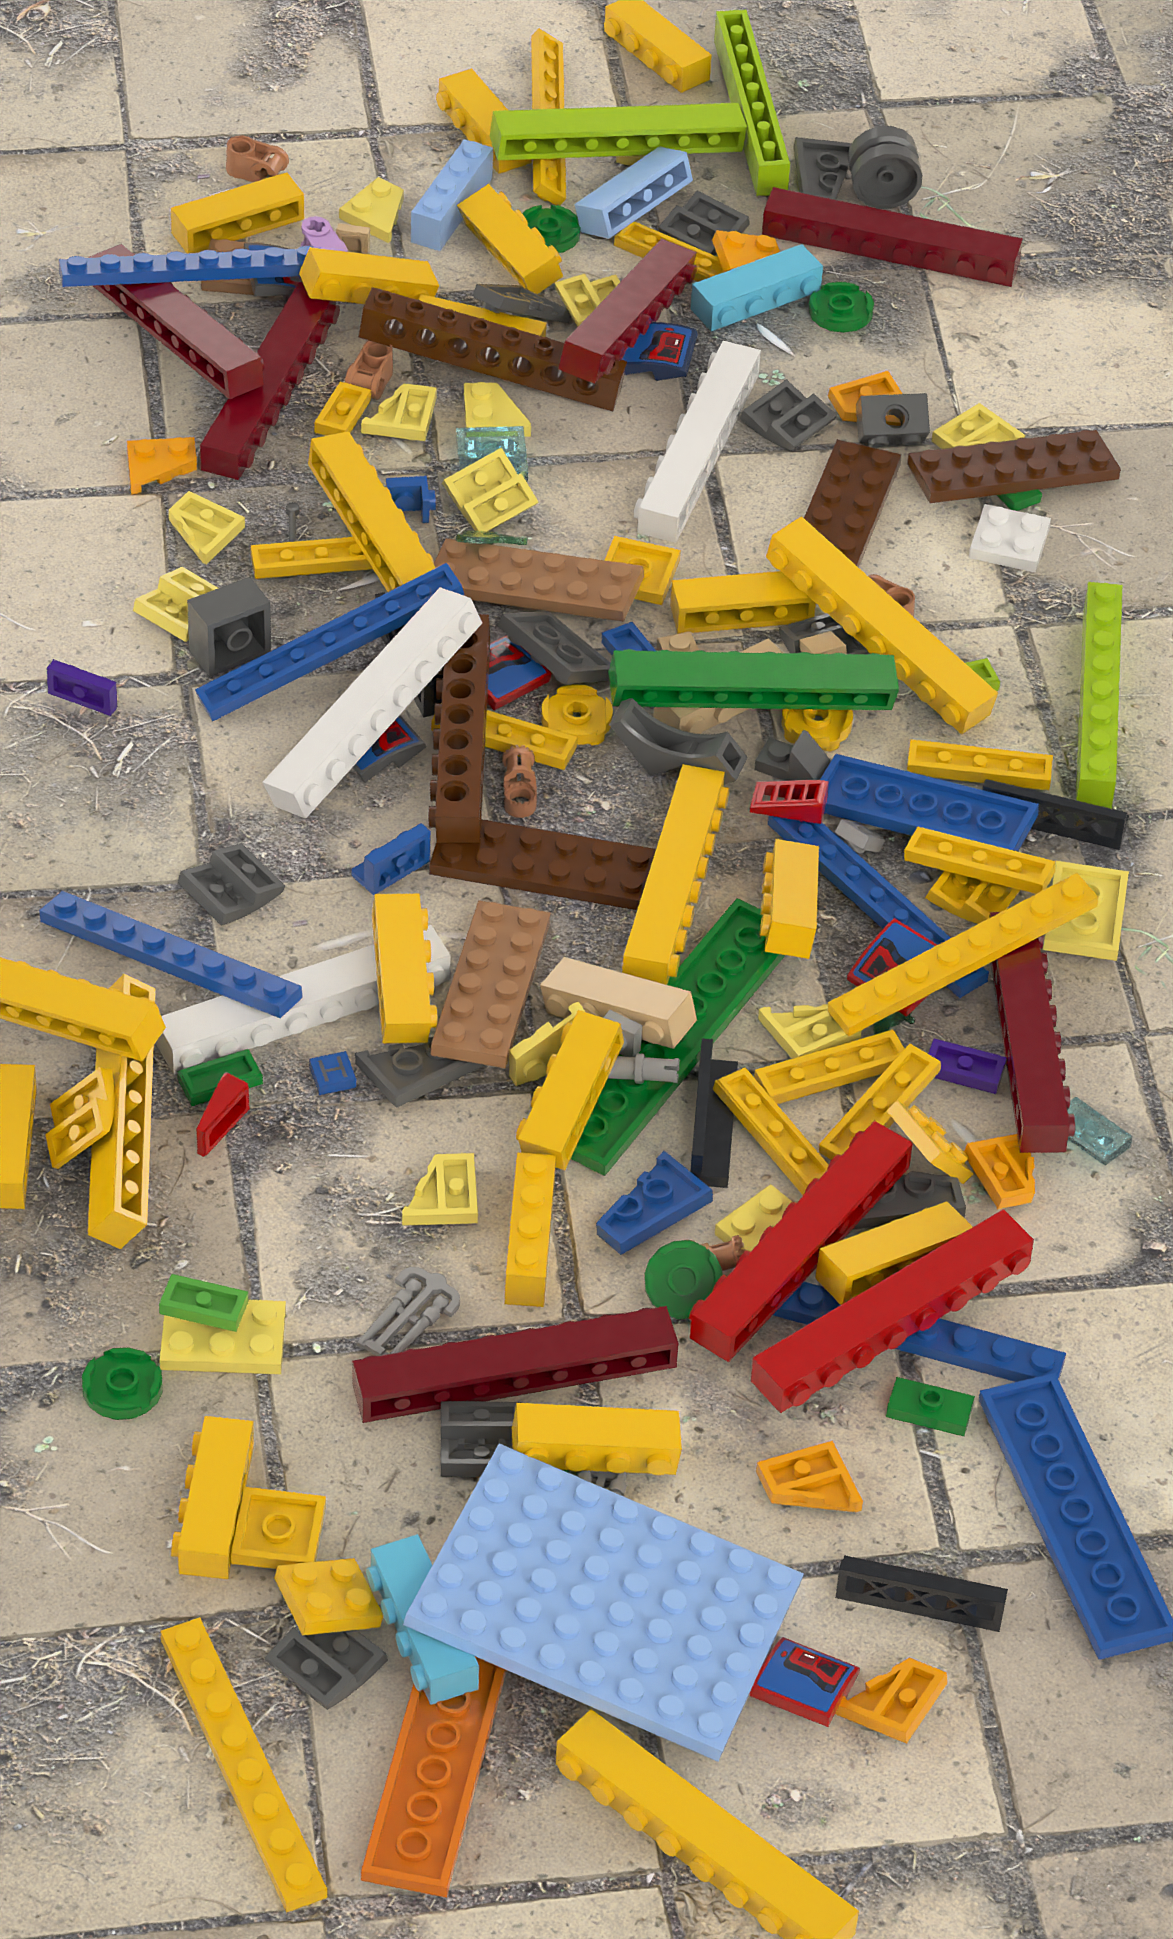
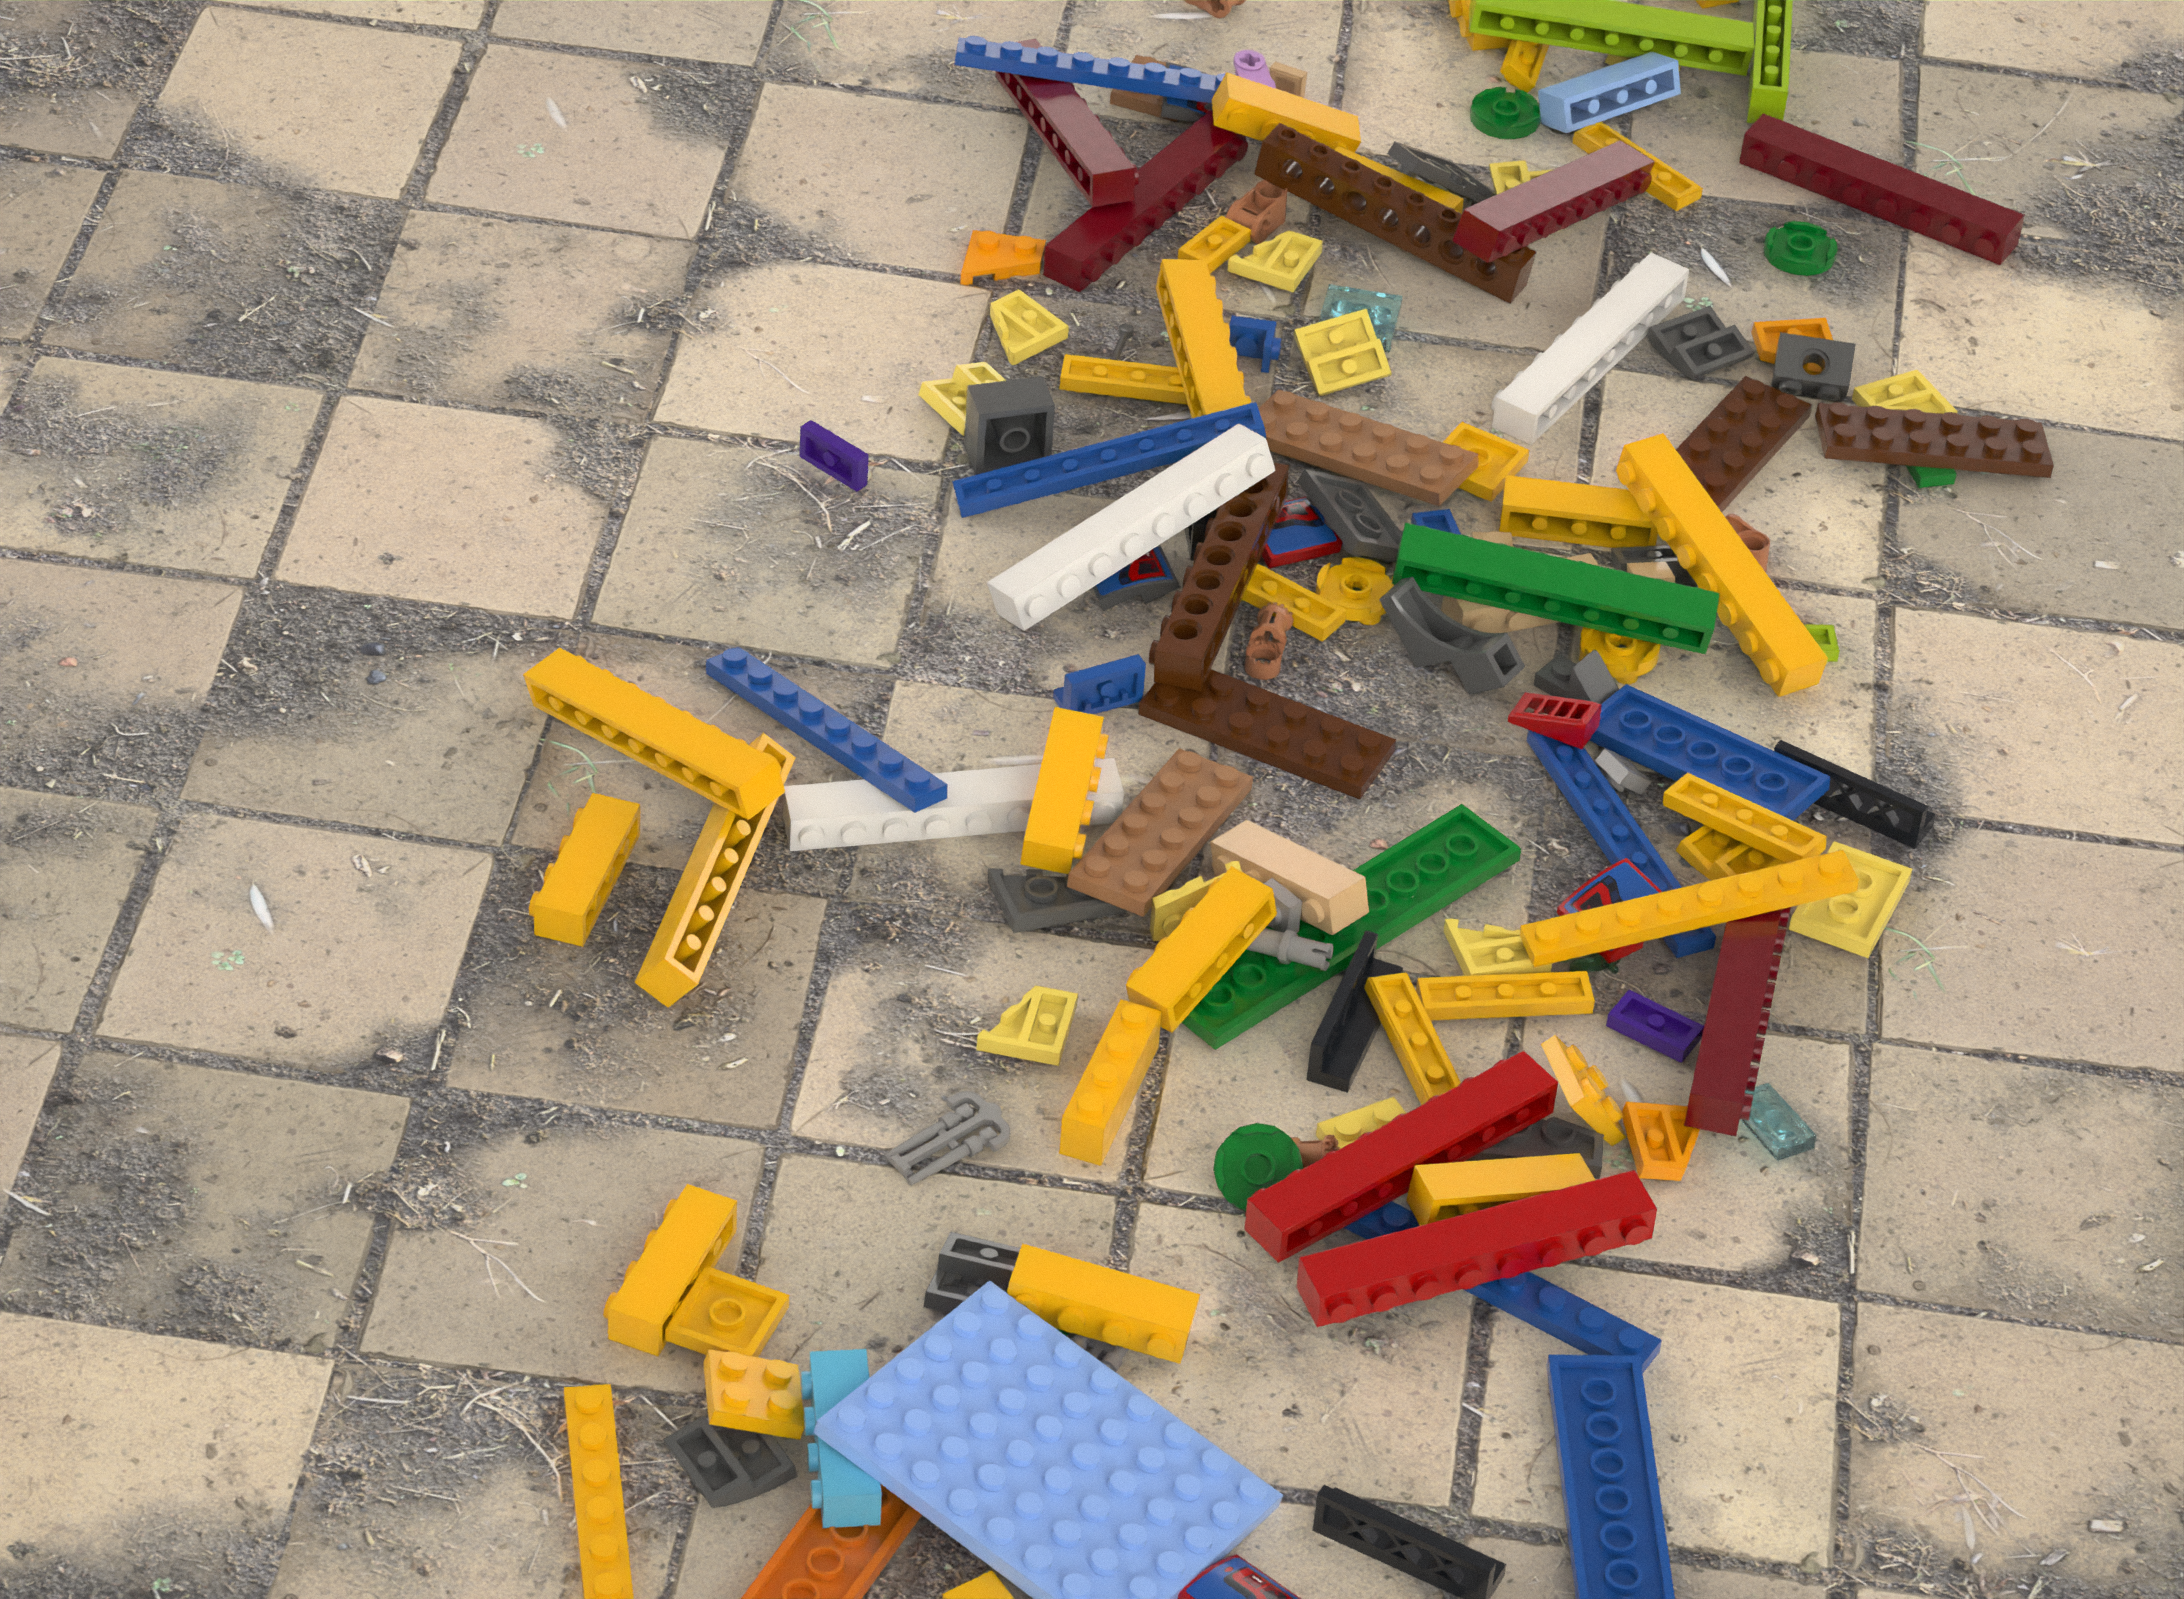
camera: 15 degrees right, 5 degrees down
(81, 1116) = (670, 864): yellow slope -> none
(122, 1383) = (618, 1138): green tile -> none
(202, 1079) = (837, 863): green tile -> none
(203, 1302) = (728, 1073): bright green plate -> none
(205, 1348) = (743, 1115): light yellow plate -> none
(222, 1113) = (822, 896): red slope -> none
(231, 884) = (921, 679): dark grey slope -> none
(237, 213) = (1175, 33): yellow brick -> none
(332, 1073) = (958, 884): blue tile -> none
(375, 208) = (1325, 58): light yellow wing -> none
(437, 211) = (1410, 58): light blue brick -> none
(490, 538) = (1326, 397): clear green piece -> none
(491, 407) = (1377, 271): light yellow wing -> none
(510, 239) = (1457, 112): yellow brick -> none
(515, 1363) = (1045, 1211): dark red brick -> none
(655, 1204) = (1261, 1088): blue wing -> none
(663, 350) = (1582, 250): slope -> none
(675, 874) = (1401, 765): yellow brick -> none
(700, 219) = (1679, 139): dark grey slope -> none
(740, 249) = (1712, 173): light orange wing -> none
(756, 287) = (1710, 210): medium azure brick -> none
(790, 898) = (1517, 814): yellow brick -> none
(810, 1479) = (1325, 1401): light orange wing -> none
(821, 166) = (1831, 105): dark grey wing -> none
(885, 167) = (1895, 116): dark grey wheel -> none
(900, 1081) = (1574, 1023): yellow plate -> none
(930, 1406) = (1489, 1360): green plate -> none
(979, 764) = (1773, 723): yellow plate -> none
(1010, 538) = (1904, 512): white plate -> none
(1099, 694) = (1945, 684): lime brick -> none

